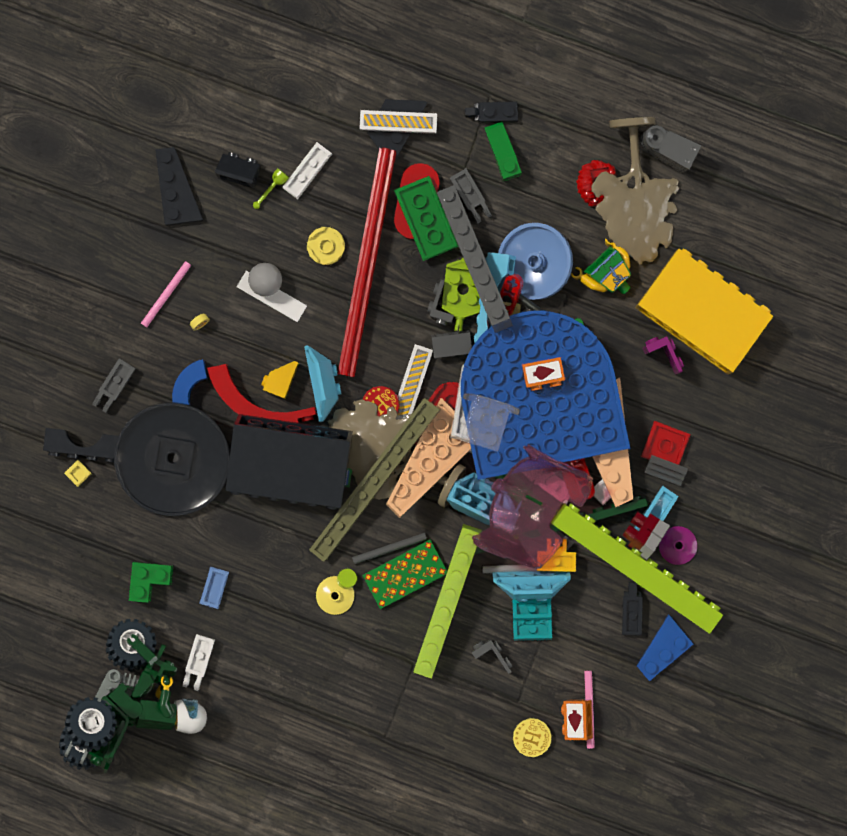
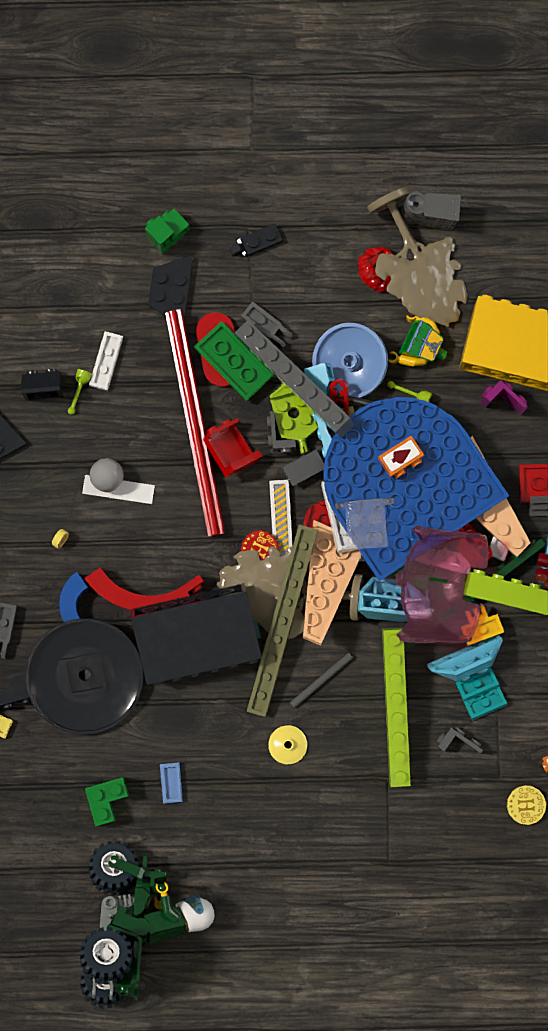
camera: 25 degrees left, 5 degrees down
(166, 293) = (18, 526): bright pink bar -> none
(198, 659) = (183, 857): white hinge -> none
(280, 380) = (157, 563): yellow slope -> none
(323, 382) = (197, 548): medium azure wedge -> none
(326, 246) = (150, 423): light yellow tile -> none
(346, 578) = (292, 724): lime tile -> none
(390, 299) = (230, 448): none -> red panel
(398, 121) = (173, 283): tile -> none
(405, 574) = (345, 698): green tile -> none
(412, 69) = (166, 230): none -> green brick
(503, 152) = (280, 274): green slope -> none
(506, 568) = (423, 662): light grey bar -> none
(589, 321) = (422, 395): none -> lime hinge

